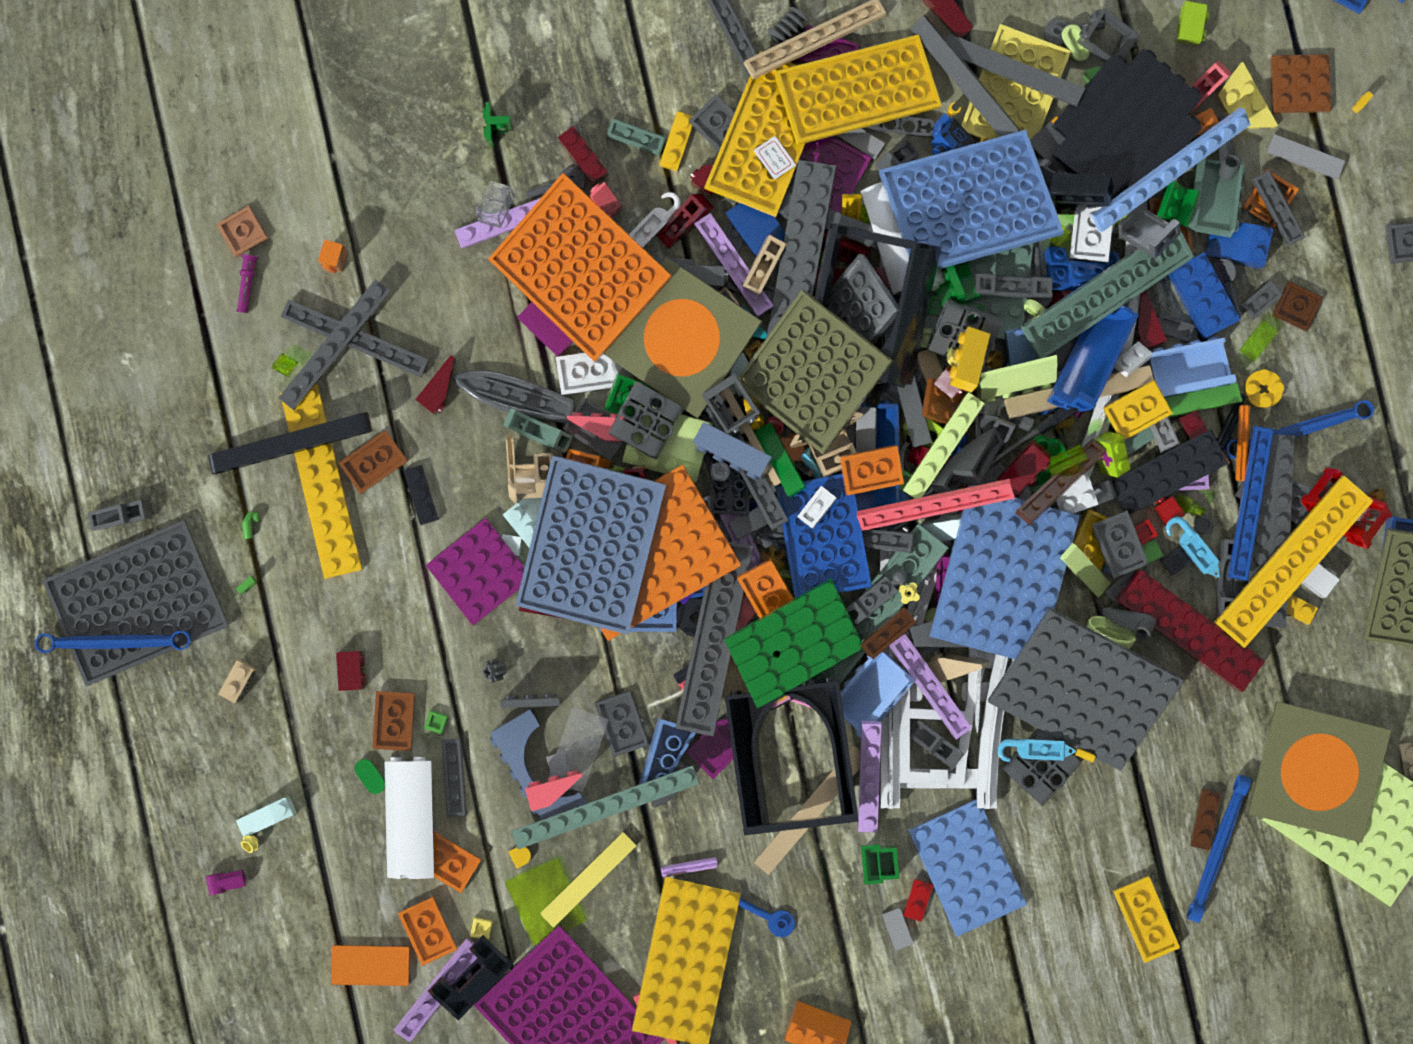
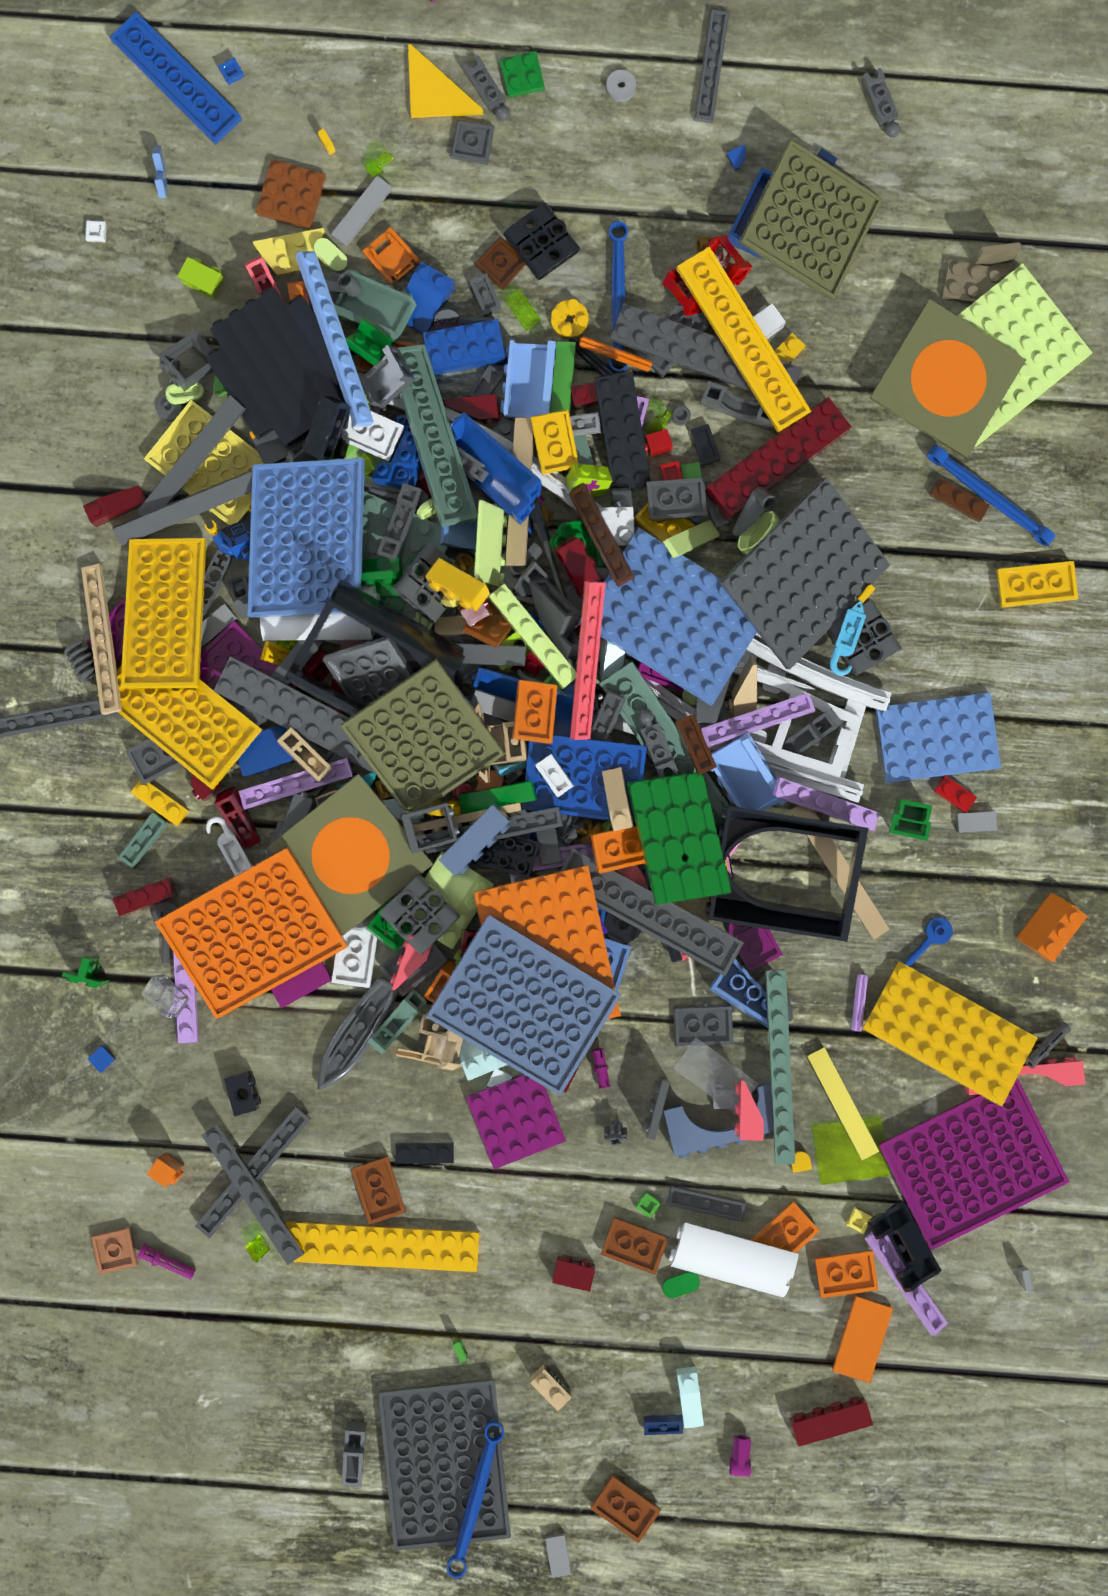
camera: 70 degrees left, 0 degrees up
(82, 736) = (558, 1555): none -> light grey tile
(144, 787) = (625, 1508): none -> dark orange plate
(233, 799) = (663, 1424): none -> dark blue plate
(247, 524) = (399, 1330): bright green arm -> none
(250, 843) = (710, 1421): light yellow plate -> none
(284, 957) = (831, 1421): none -> dark red brick
(290, 443) = (335, 1266): black beam -> none
(414, 305) = (238, 1103): none -> black brick
(417, 163) = (101, 1059): none -> blue tile
(436, 391) = (327, 1106): dark red slope -> none
(551, 638) = (601, 1068): none -> magenta pin
(605, 199) = (193, 888): coral slope -> none
(720, 471) = (491, 858): clear plate -> none
(774, 157) = (204, 712): white sticker -> none
(812, 574) = (617, 799): none -> tan slope
(914, 593) = (663, 717): light yellow plate -> none
(1066, 459) = (581, 522): clear neon green tile -> none
(1088, 339) = (472, 467): none -> dark grey hinge
(1132, 359) = (504, 431): white plate -> none
(1195, 547) = (701, 428): medium azure plate -> none
(1250, 503) = (675, 363): blue tile -> none
(1253, 139) = (330, 255): none -> yellowish green tile
(1278, 208) = (402, 251): dark grey tile -> none
(1328, 321) = (524, 238): none -> black connector
(1353, 157) = (376, 166): none -> clear neon green piece

